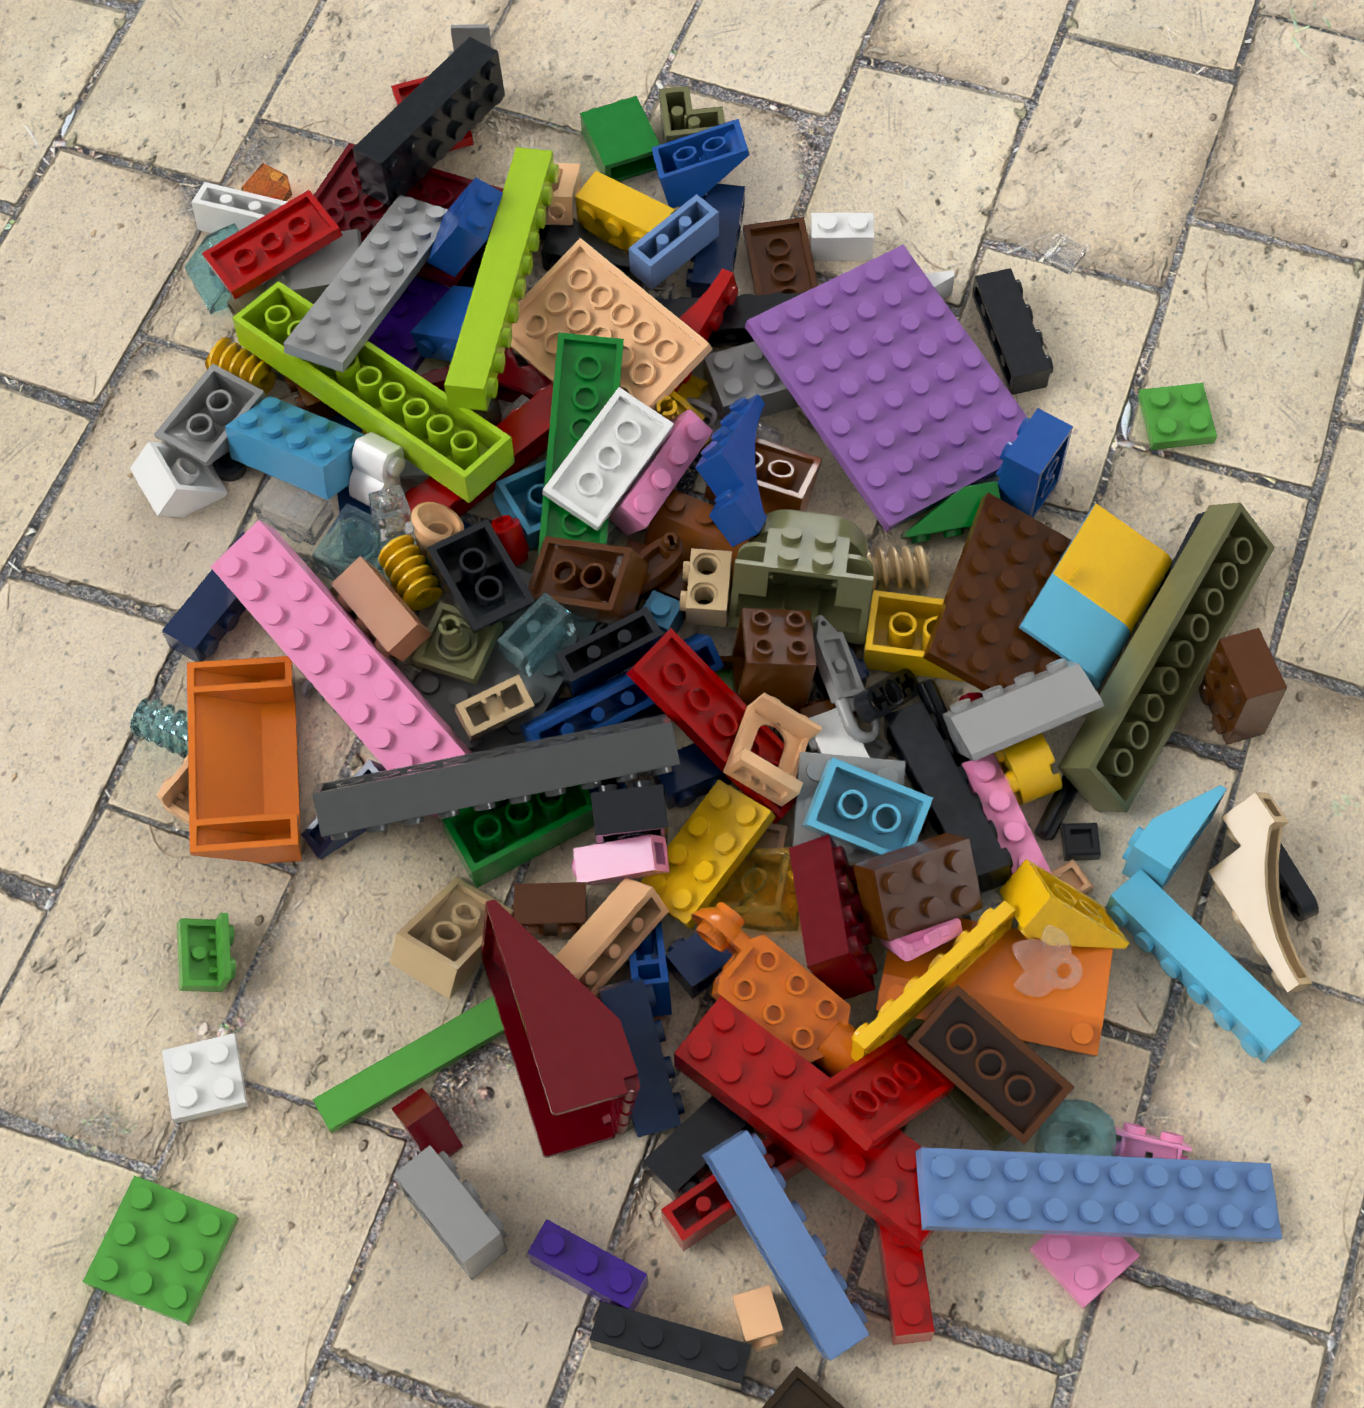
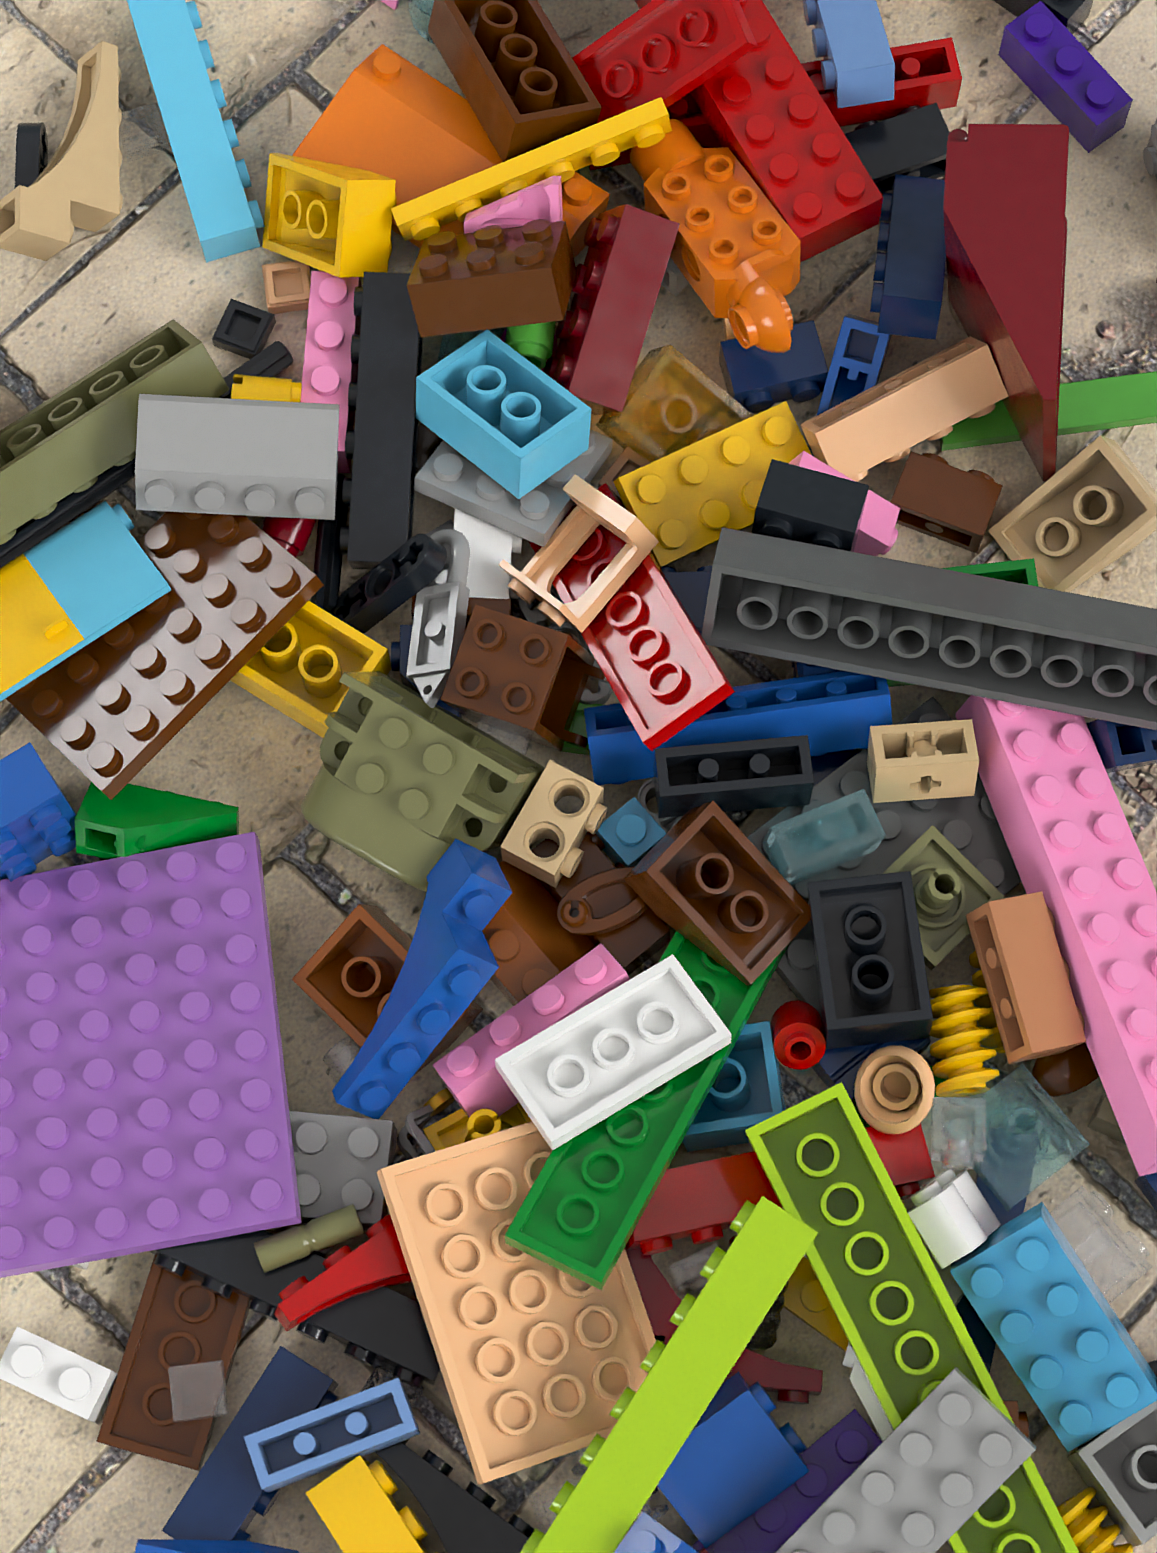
camera: 155 degrees left, 10 degrees up
(733, 329) = (303, 1240): none -> olive piece
(761, 254) = (198, 1391): none -> clear tile
(900, 567) = (268, 776): tan piece -> none
(1041, 962) = (386, 141): clear plate -> none
(1170, 837) = (137, 259): medium azure slope -> none

